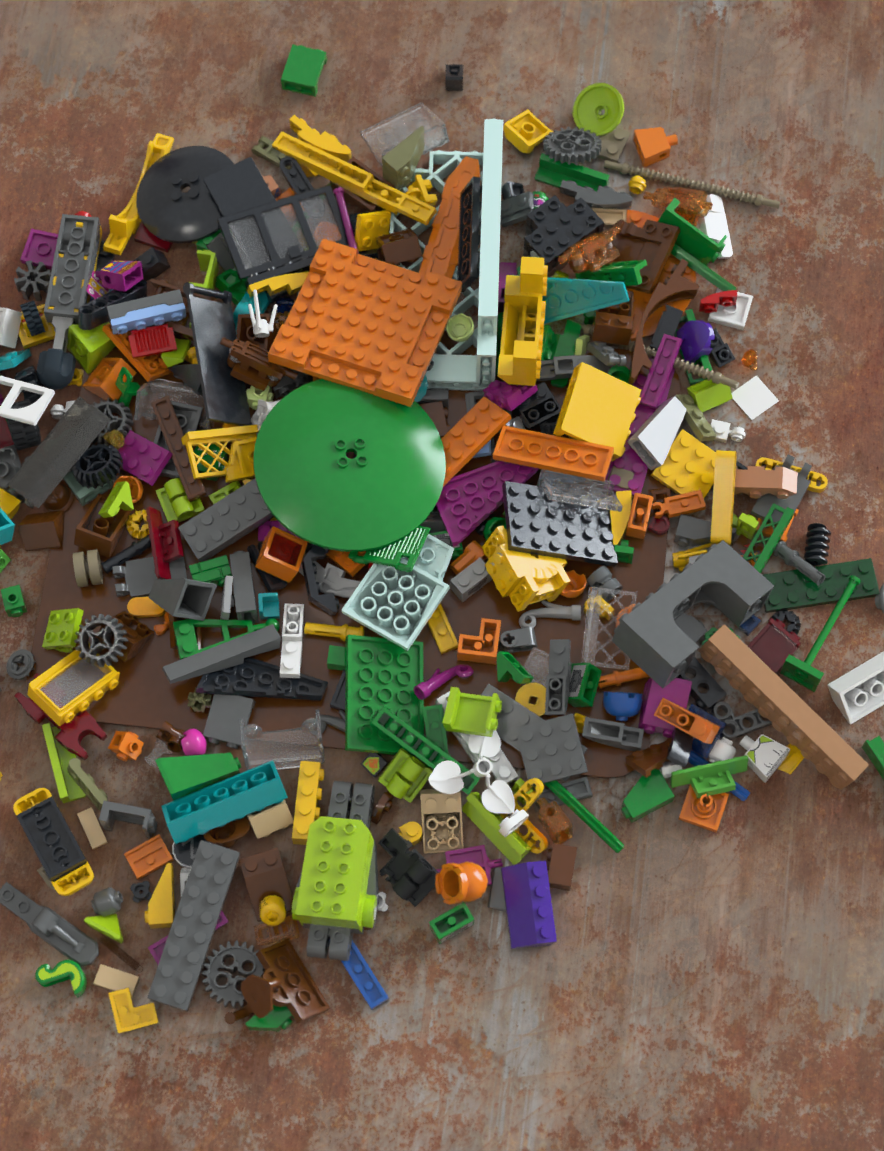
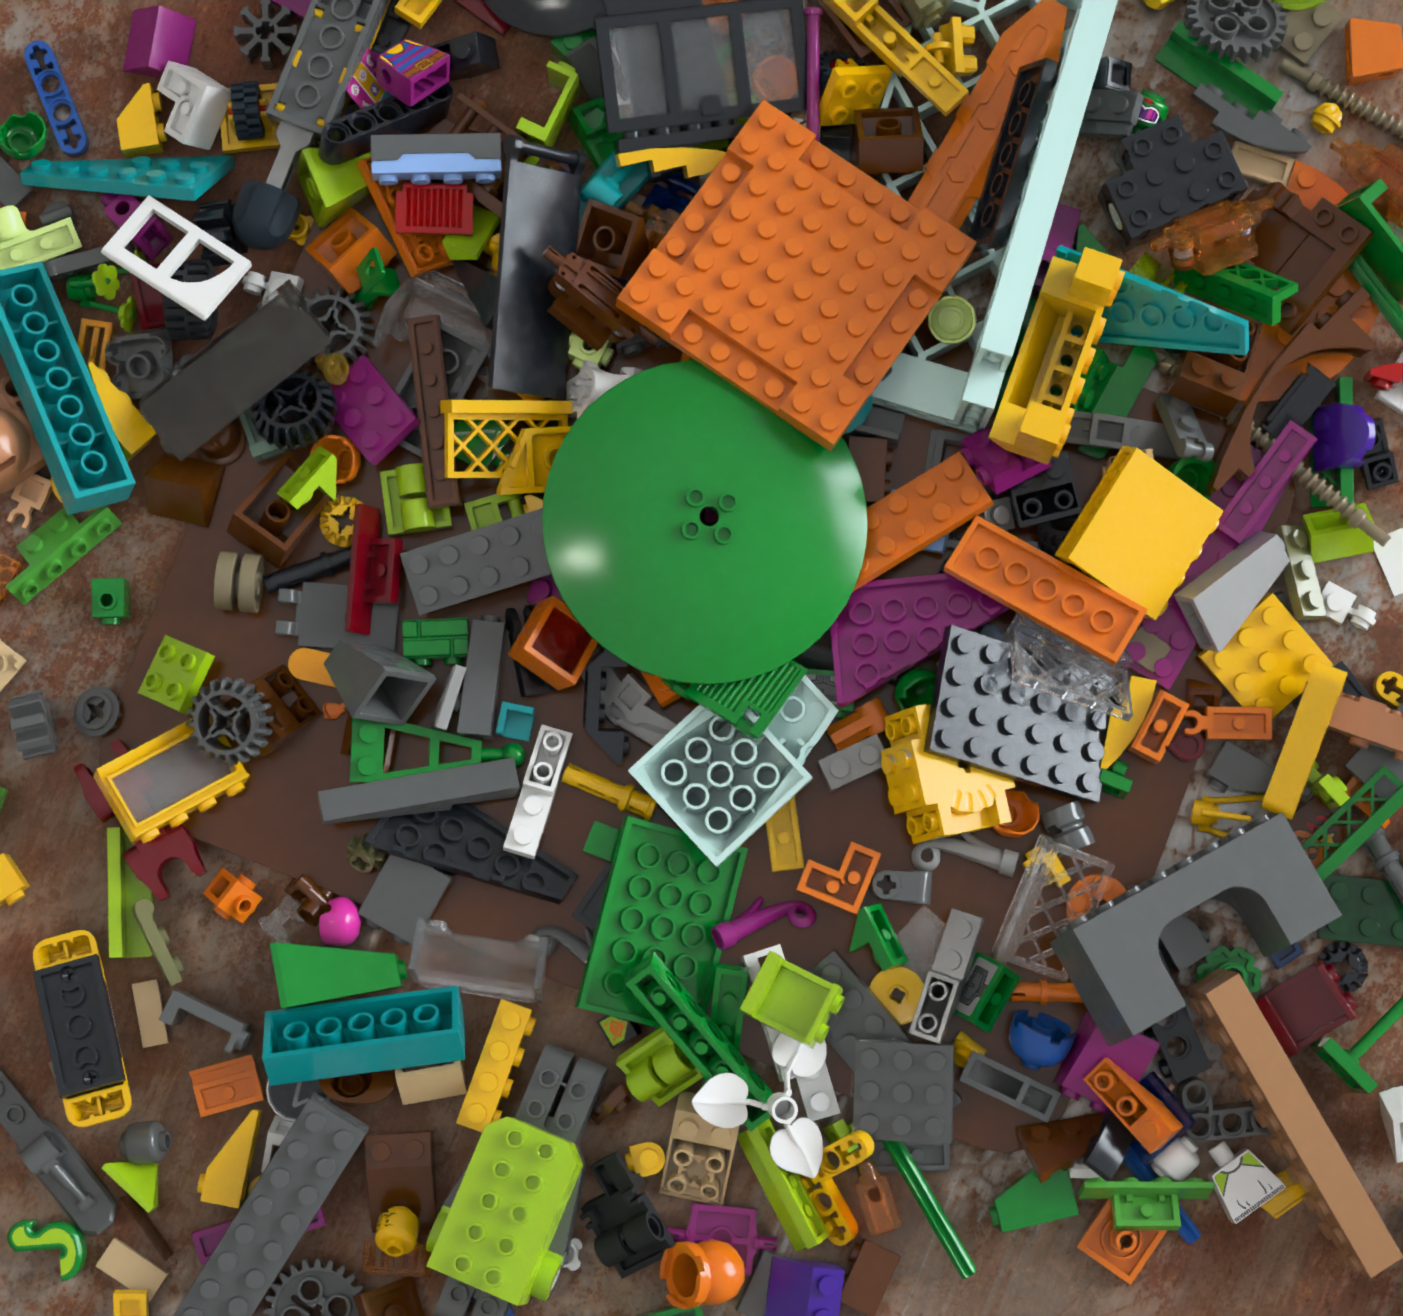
camera: 15 degrees right, 15 degrees up
(135, 888) = (196, 1144): black plate -> none
(260, 326) = (618, 239): white plant -> none
(515, 821) = (801, 1201): white plate -> none
(581, 344) = (1148, 394): yellowish green tile -> none

